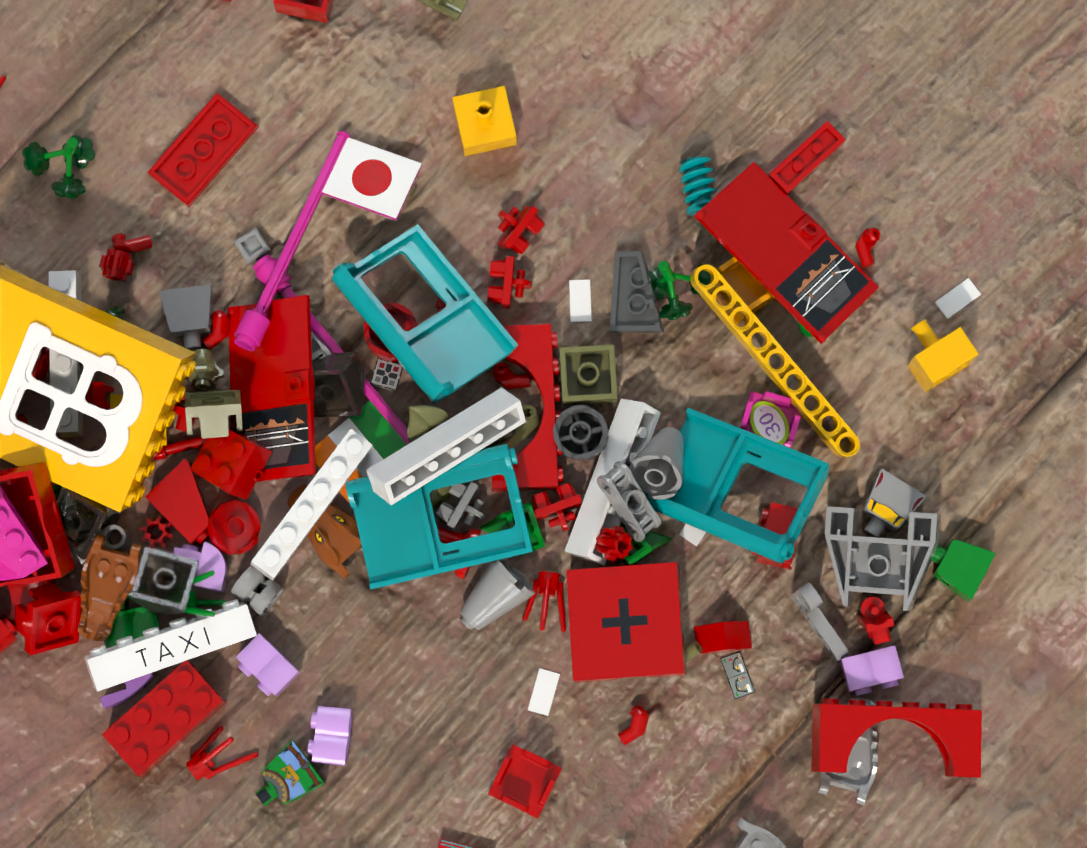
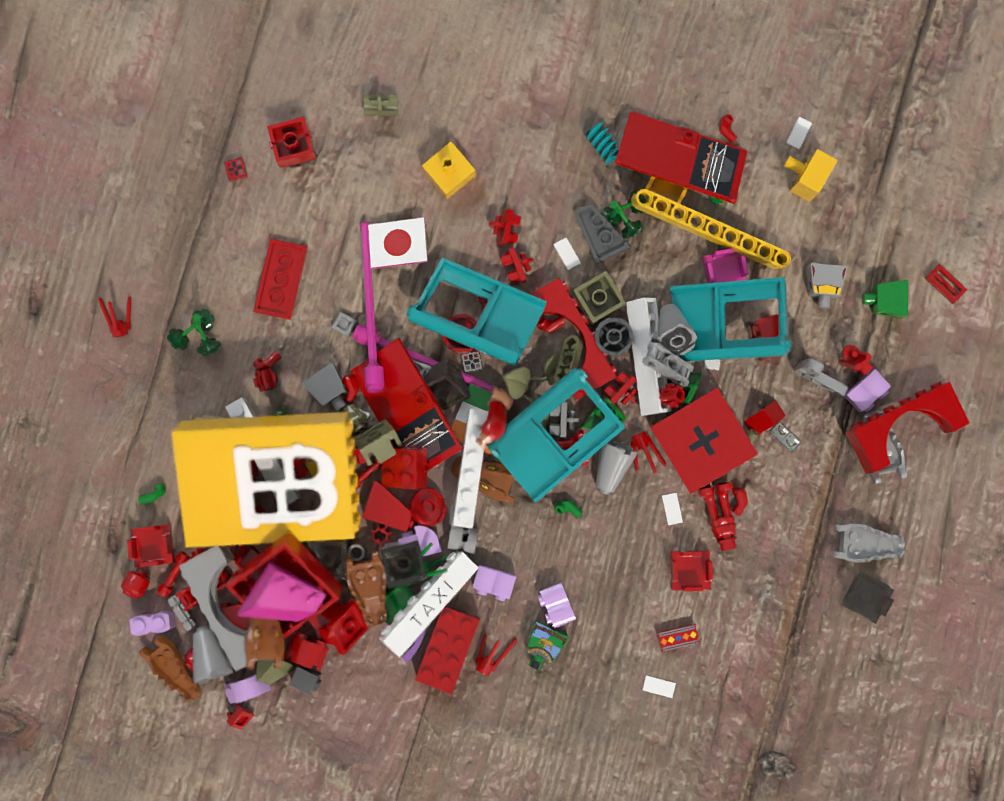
camera: 25 degrees left, 5 degrees up
(386, 443) = (496, 419): none -> red piece
(411, 619) = (567, 506): none -> green arm
(446, 446) = (538, 389): white brick -> none
(597, 748) = (723, 526): none -> red piece
(769, 422) = (725, 269): sticker -> none
(807, 157) = (662, 91): red plate -> none
(880, 563) = (841, 322): light grey wedge -> none
(1037, 590) = (941, 289): none -> red tile

